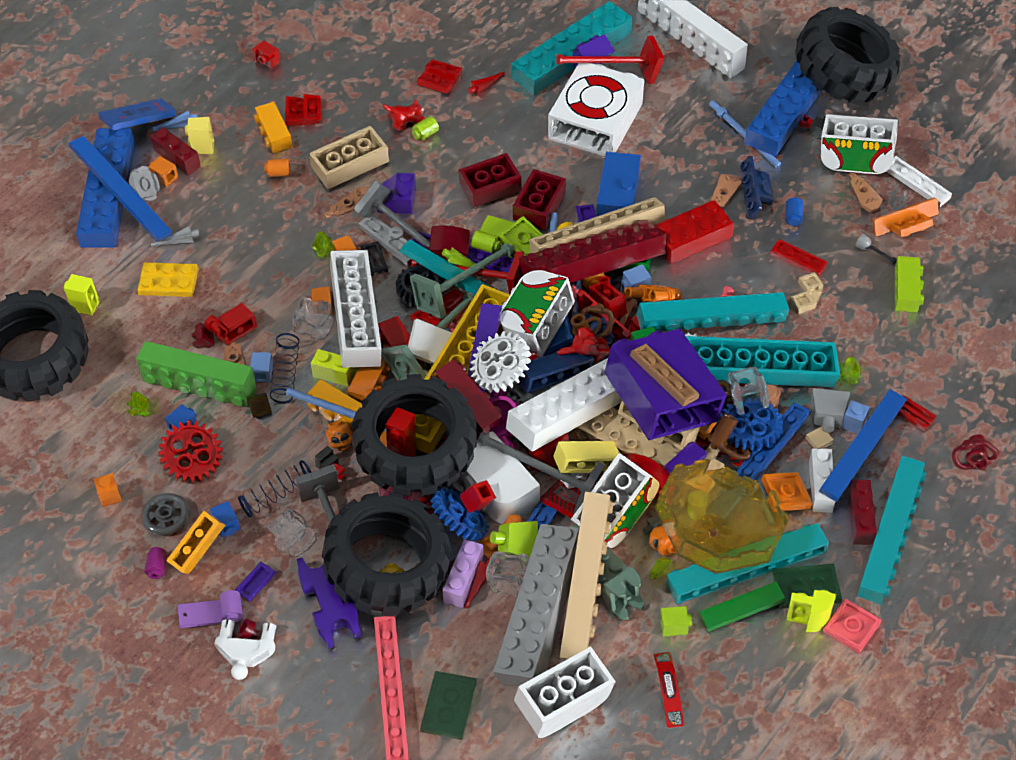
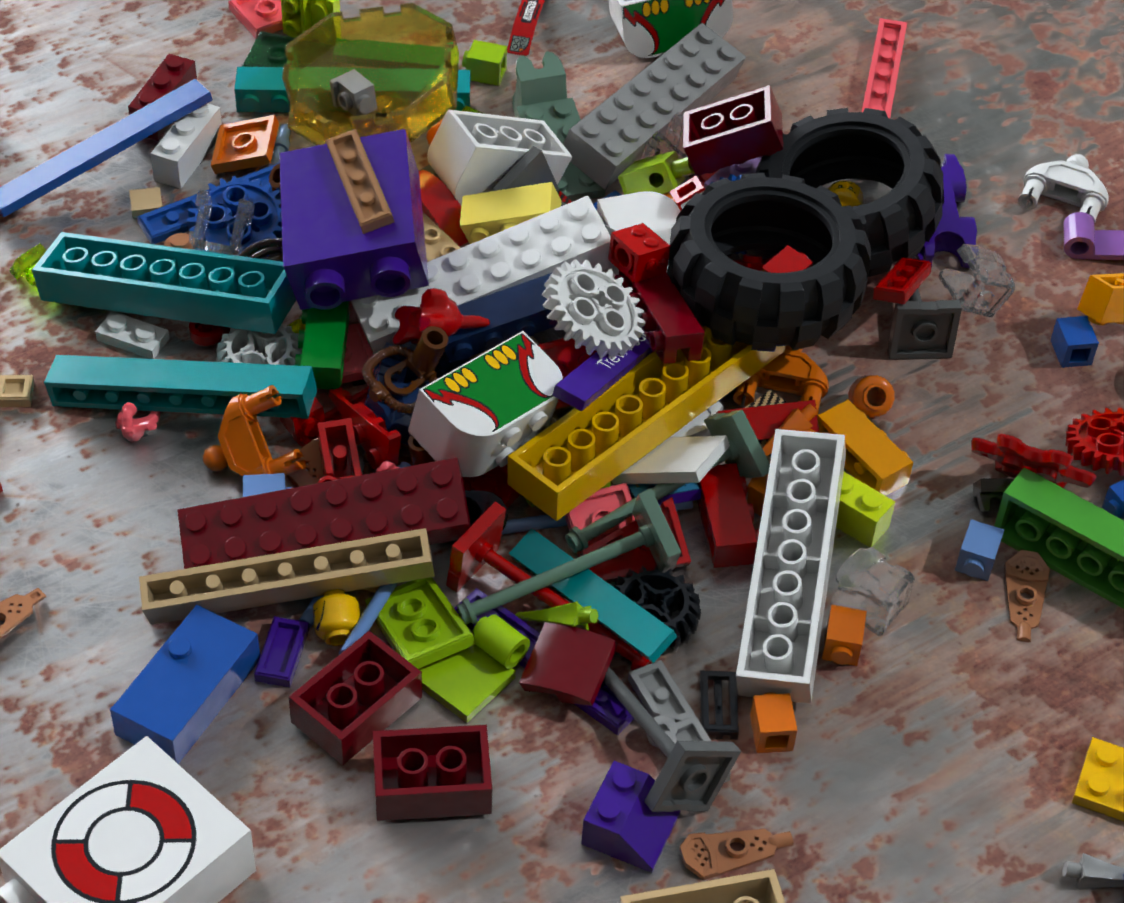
camera: 165 degrees left, 5 degrees down
(203, 336) = (1077, 639): dark red tile -> none
(231, 412) = (1013, 455): none -> red plate
(232, 324) = (1023, 638): red hinge -> none
(242, 498) = (1031, 347): dark blue piece -> none
(248, 629) = (1059, 204): dark red tile -> none
(255, 581) = (1038, 261): dark purple tile -> none
(284, 347) = (928, 564): dark blue piece -> none
(321, 403) = (814, 381): medium blue bar -> none
(322, 244) = (815, 753): clear neon green tile -> none
(326, 458) = (899, 372): pearl dark grey piece -> none
(336, 492) = (902, 280): none -> red tile
(448, 705) = (809, 71): clear green tile -> none
(471, 548) = (733, 131): none -> dark red brick
(490, 411) = (639, 252): none -> red head
(586, 574) = (578, 94): tan brick -> none
(695, 231) = (107, 548): red brick -> none
(731, 522) = (353, 93): none -> light grey brick
(828, 408) = (104, 215): light grey torso -> none
(855, 417) = (77, 199): medium blue brick -> none
(891, 529) = (115, 86): teal brick -> none

